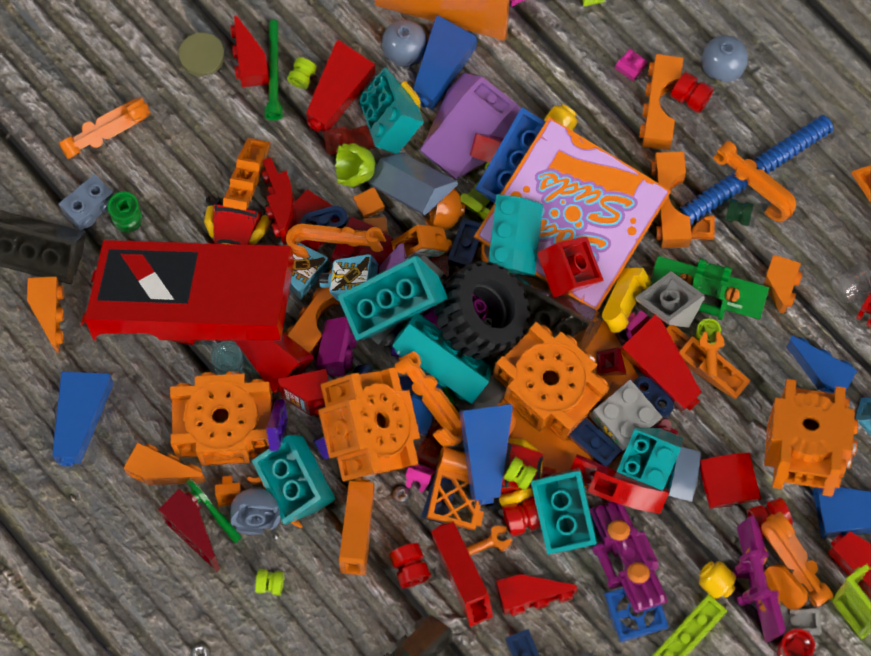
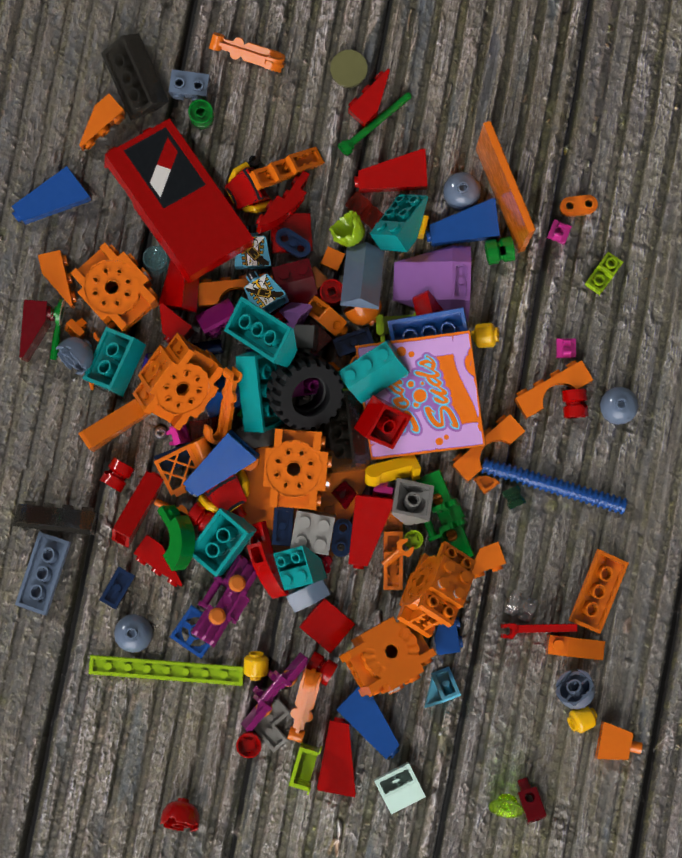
camera: 50 degrees right, 15 degrees up
(275, 581) = (41, 399): lime wheel -> none
(277, 425) = (135, 325): dark purple tile -> none
(301, 74) = (386, 143): lime wheel -> none
(333, 235) = (282, 257): orange piece -> none
(400, 220) = (331, 292): none -> red wheel
(490, 50) = (493, 251): none -> green wheel
(525, 476) = (219, 502): lime wheel -> none
(530, 545) = (181, 538): none -> green arch
(781, 337) = (436, 590): none -> orange piece
(782, 200) = (541, 517): orange piece -> none
(790, 590) = (282, 710): orange tile -> none

